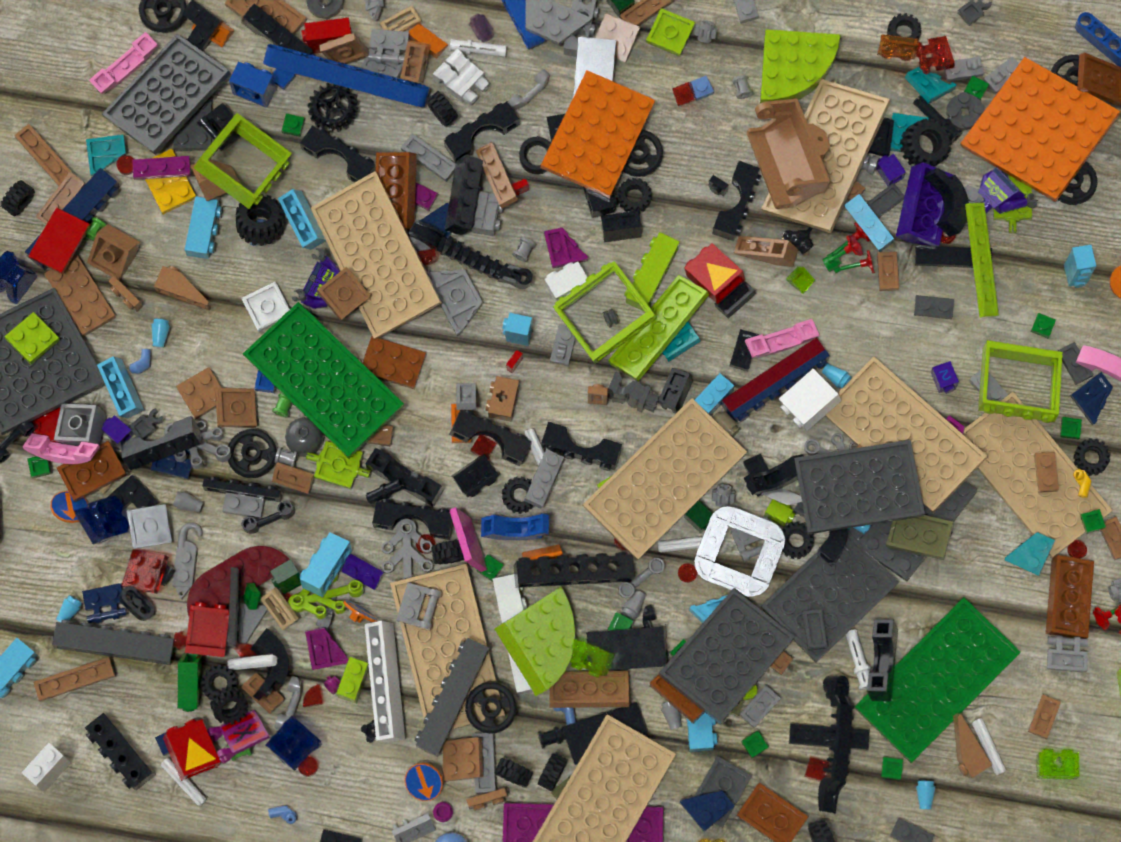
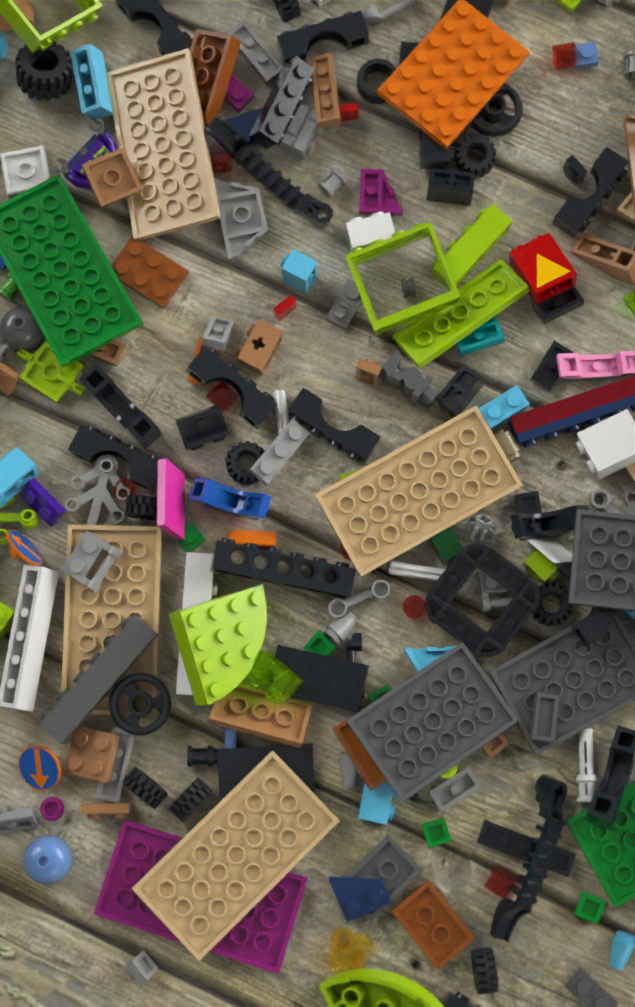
camera: 15 degrees right, 5 degrees up
(385, 491) = (94, 416): black pin -> none

